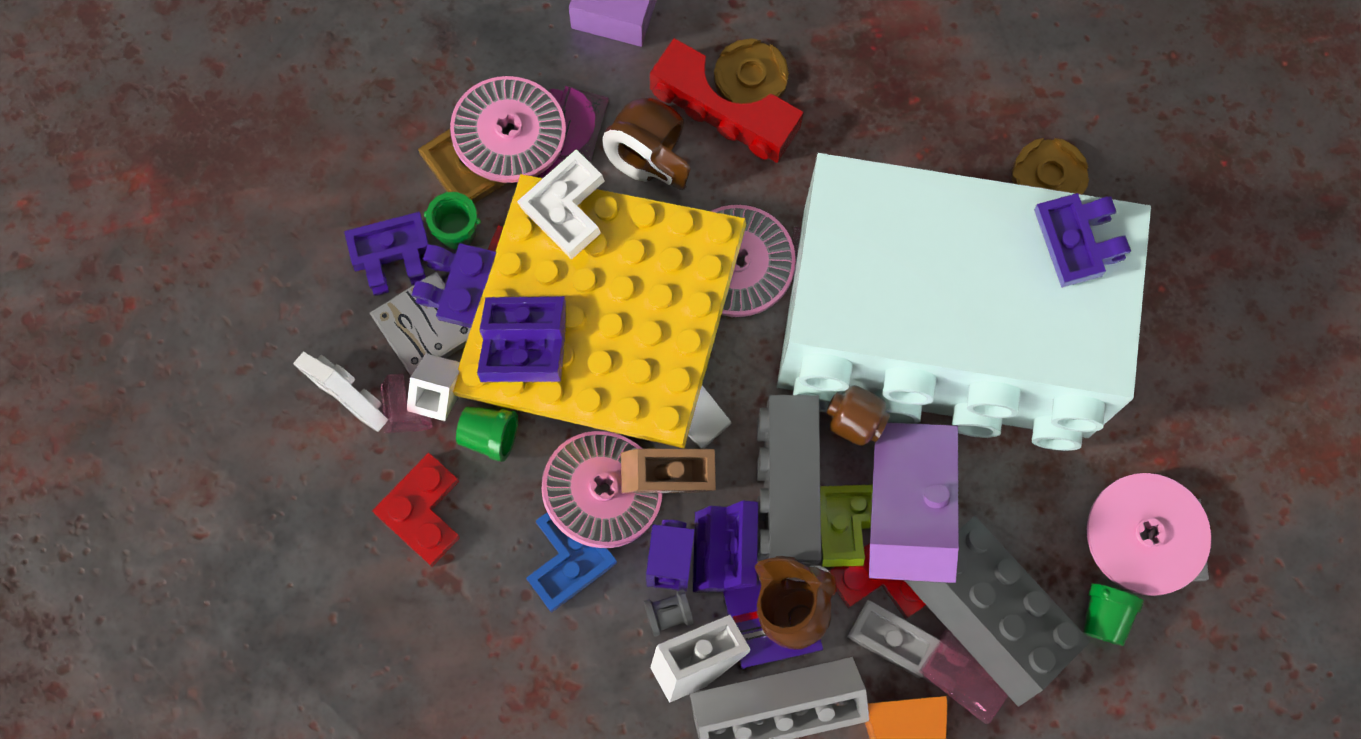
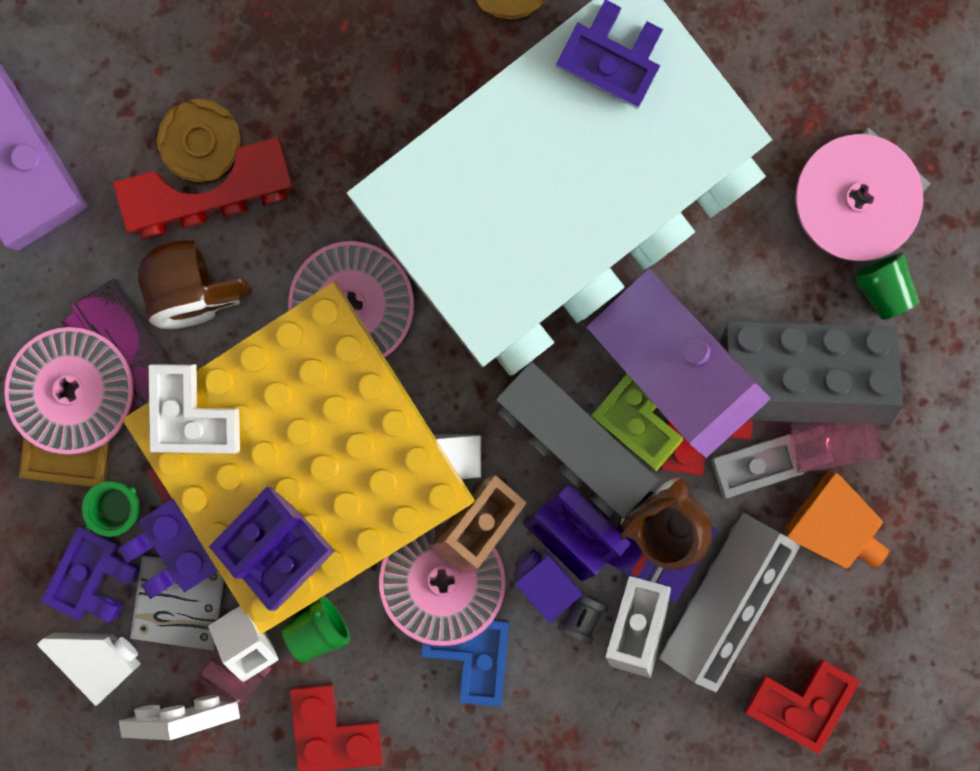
camera: 45 degrees left, 15 degrees up
(330, 302) = (92, 660): none -> white slope
(858, 415) = (576, 343): reddish brown head -> none

